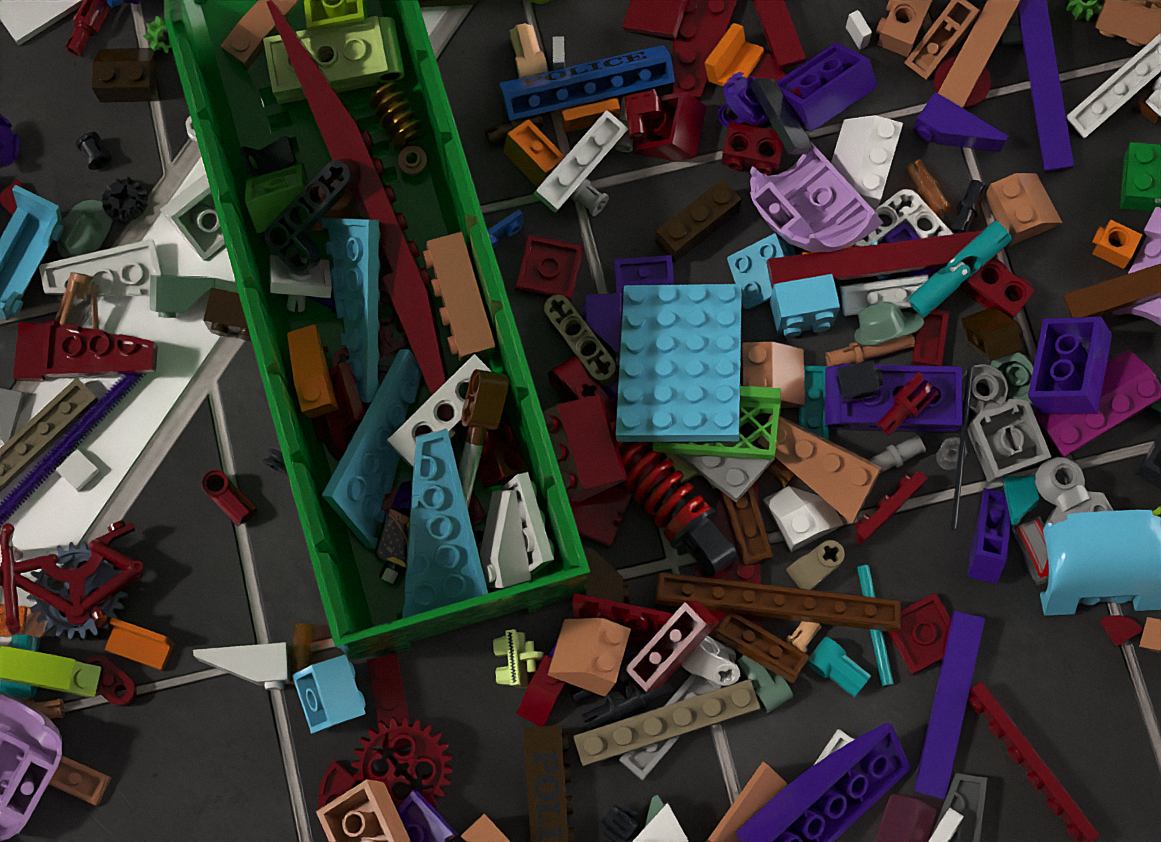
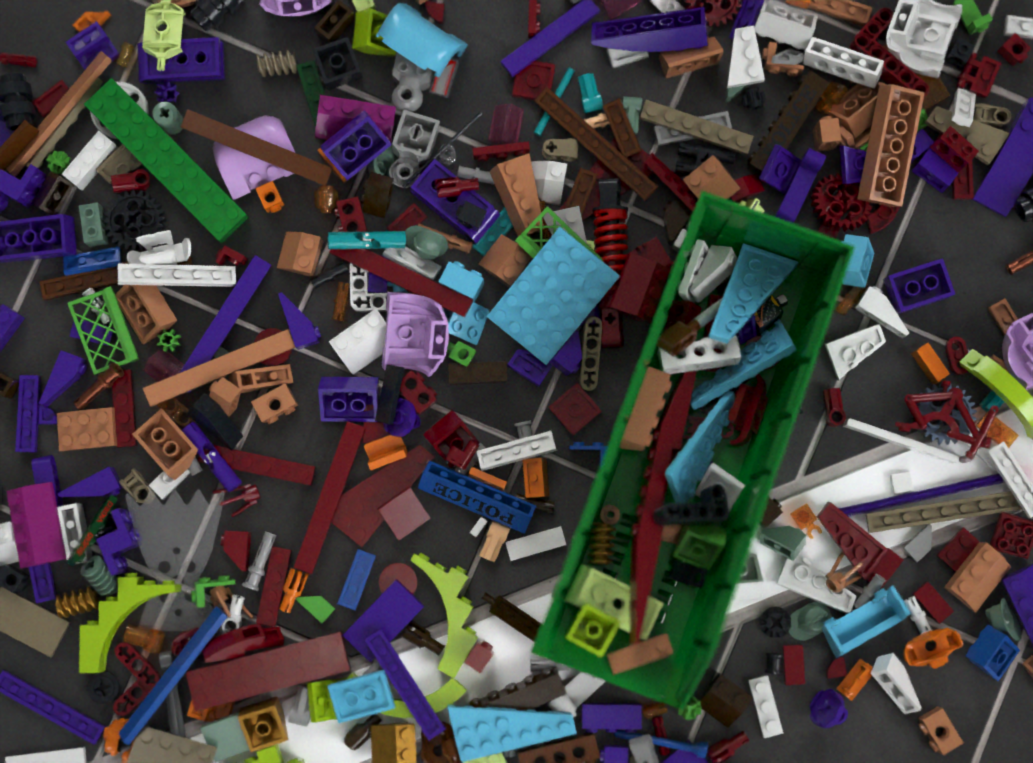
camera: 145 degrees left, 10 degrees up
(31, 309) = (868, 592): none -> light grey pin
(69, 168) = (793, 664): none -> dark red tile
(71, 100) = (765, 706): none -> white plate
(104, 518) = (901, 441): none -> white tile
(170, 339) = (804, 518): none -> clear orange plate
(220, 728) = (919, 286): none -> dark purple brick
(255, 588) = (851, 349): none -> white wing
(311, 372) = (751, 429): orange slope -> none
(472, 746) = (800, 185): none -> dark purple beam
(479, 86) = (535, 543): none -> white tile
(515, 747) = (780, 169): none -> dark purple tile
(672, 645) = (670, 153): dark red brick -> none
(714, 662) = (652, 140): white piece -> none
(741, 225) = (458, 352): none -> bright green bracket
(858, 29) = (303, 417): white tile -> none
(909, 548) = (506, 124): none -> clear pink panel
(990, 537) = (462, 99): dark purple slope -> none
(1020, 496) = (432, 105): teal tile -> none
(1049, 290) = (326, 198): none -> clear orange head
(1099, 146) = (234, 257): none -> dark red bracket

